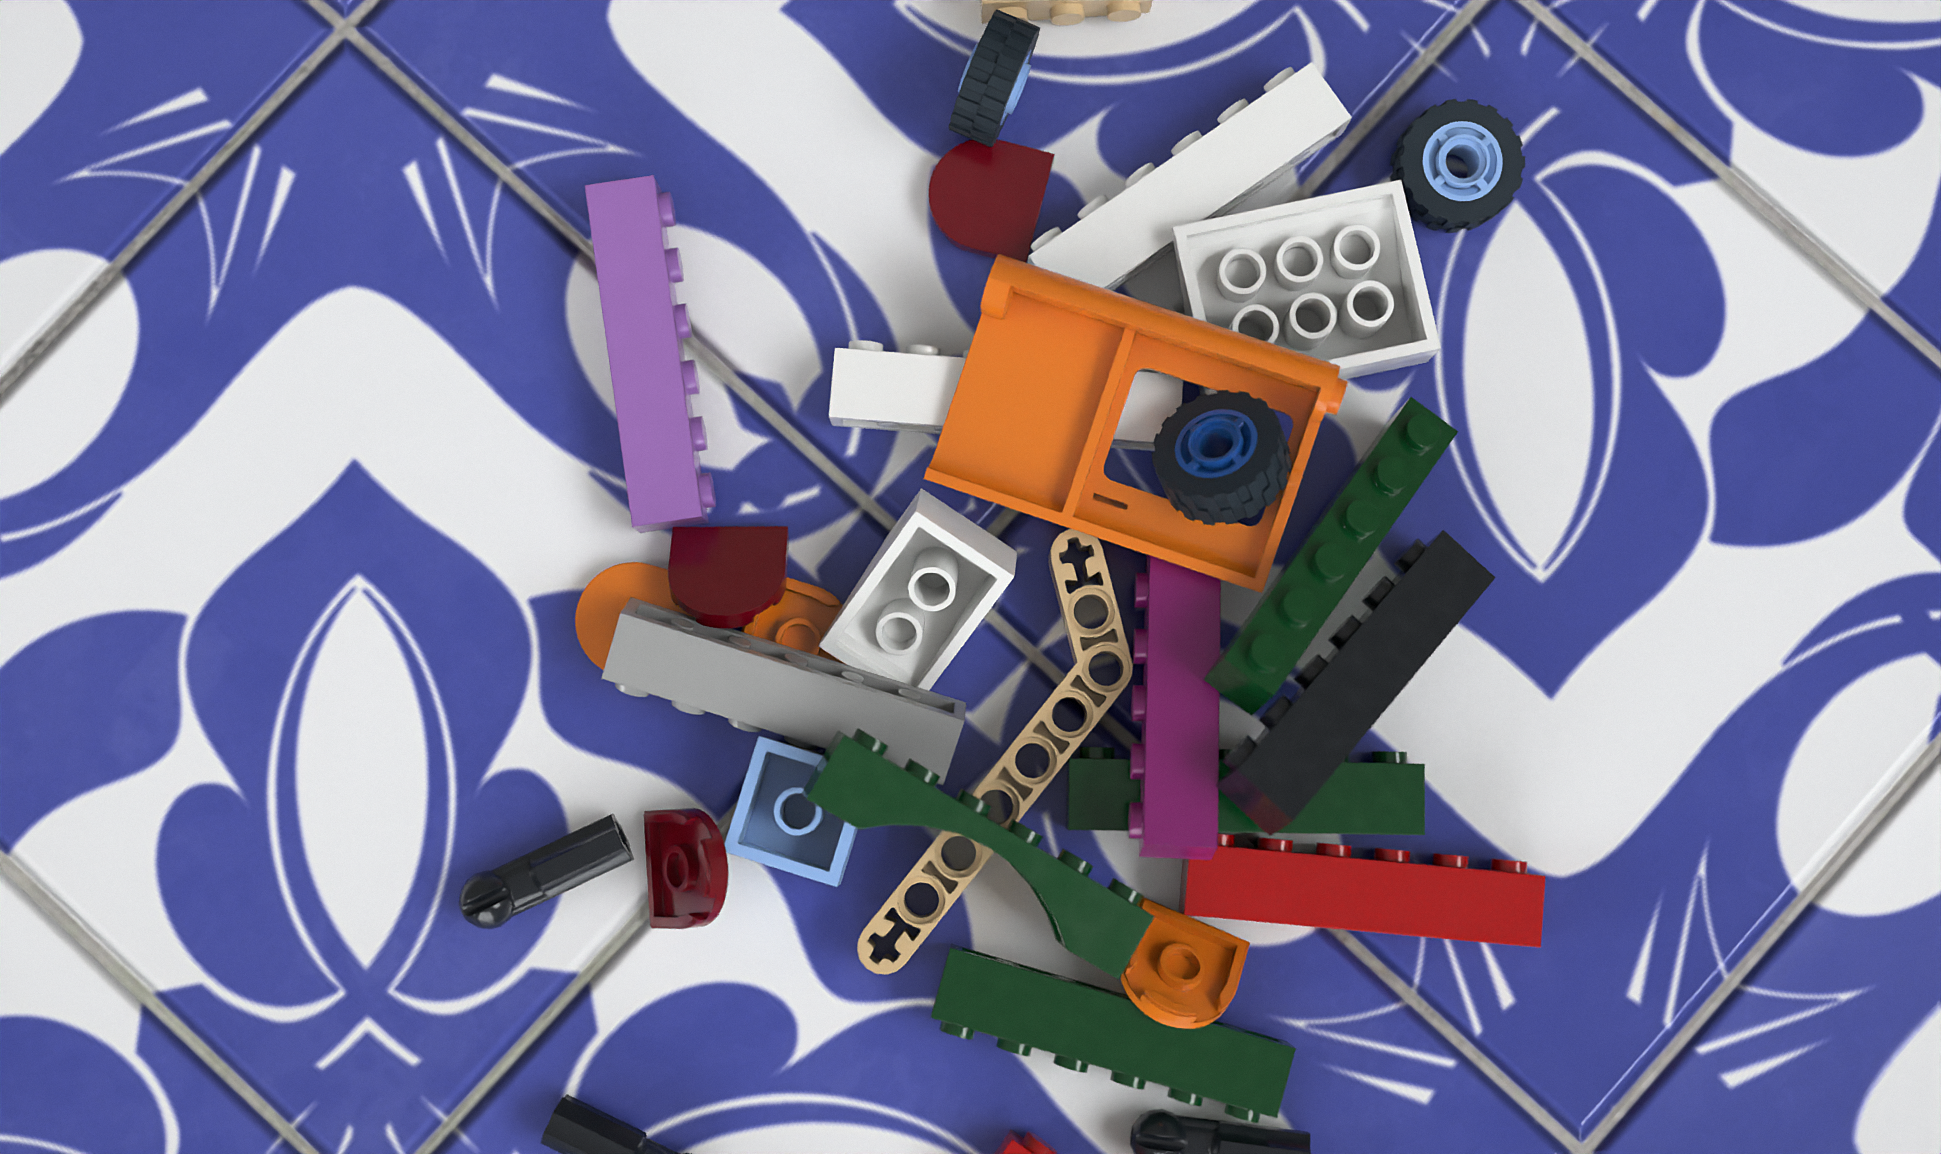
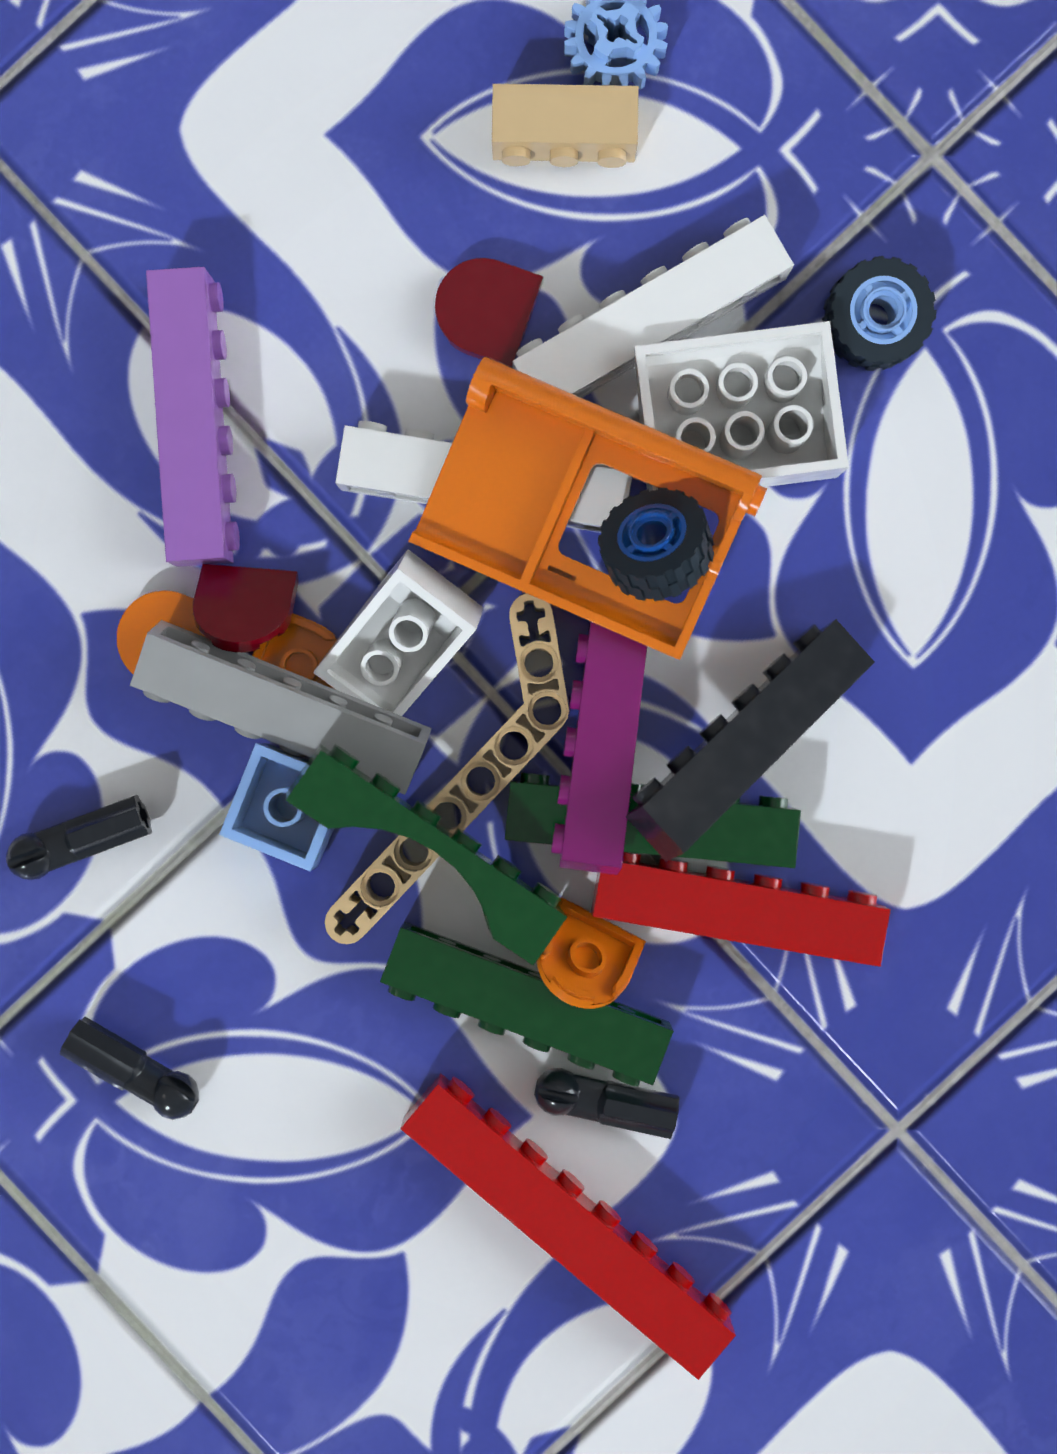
camera: 10 degrees right, 5 degrees up
(684, 868) = (189, 844): dark red tile -> none
(994, 78) = (496, 206): black wheel -> none
(1330, 557) = (739, 634): dark green brick -> none

